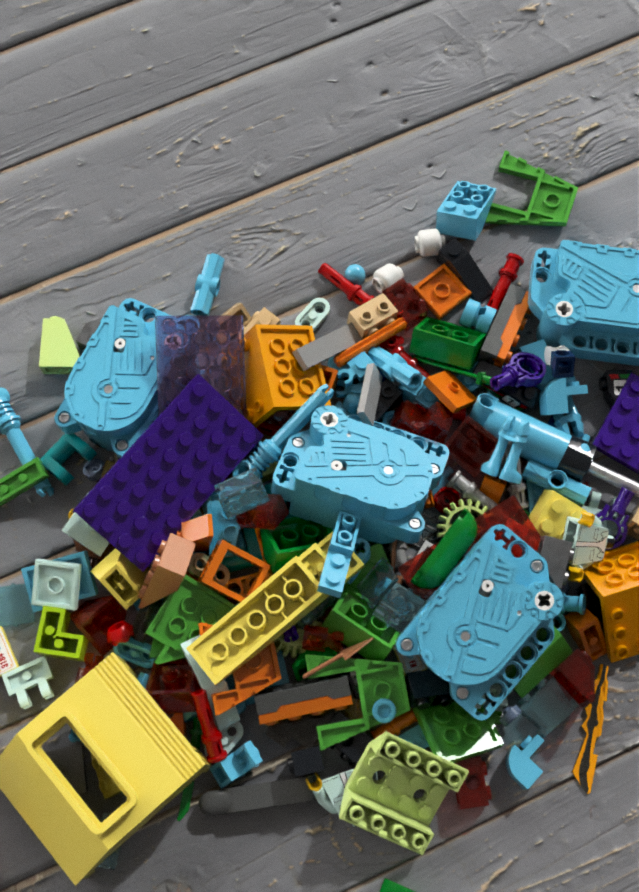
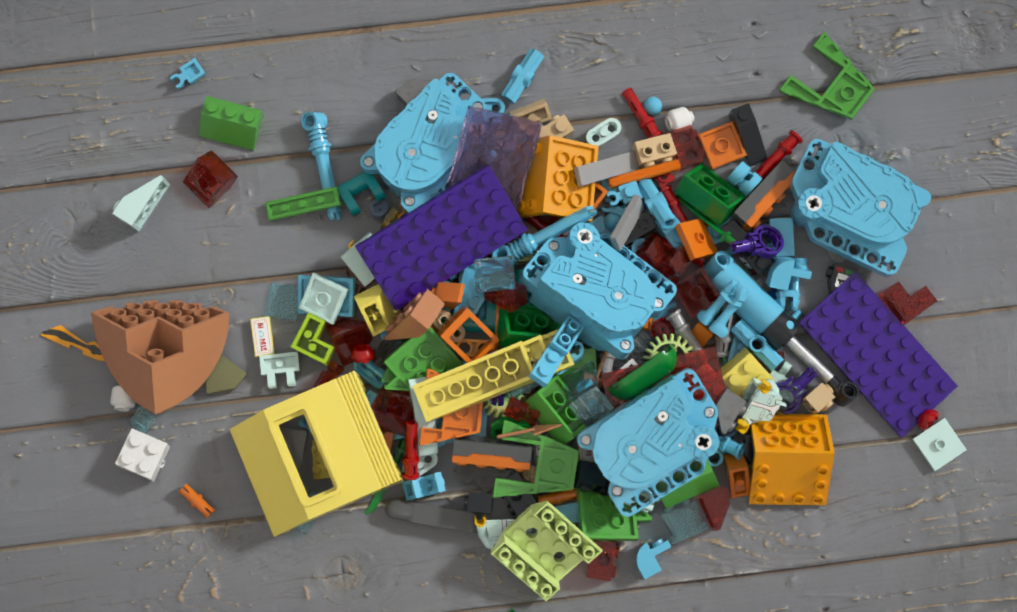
camera: 15 degrees right, 10 degrees up
(57, 347) = (380, 93): yellowish green slope -> none
(384, 710) = (552, 483): medium azure tile -> none
(429, 242) = (726, 98): white head -> none
(465, 210) = (768, 77): medium azure slope -> none
(509, 714) = (650, 518): sand blue tile -> none
(560, 360) = (796, 244): dark blue leg -> none
(586, 760) = (715, 548): sword -> none

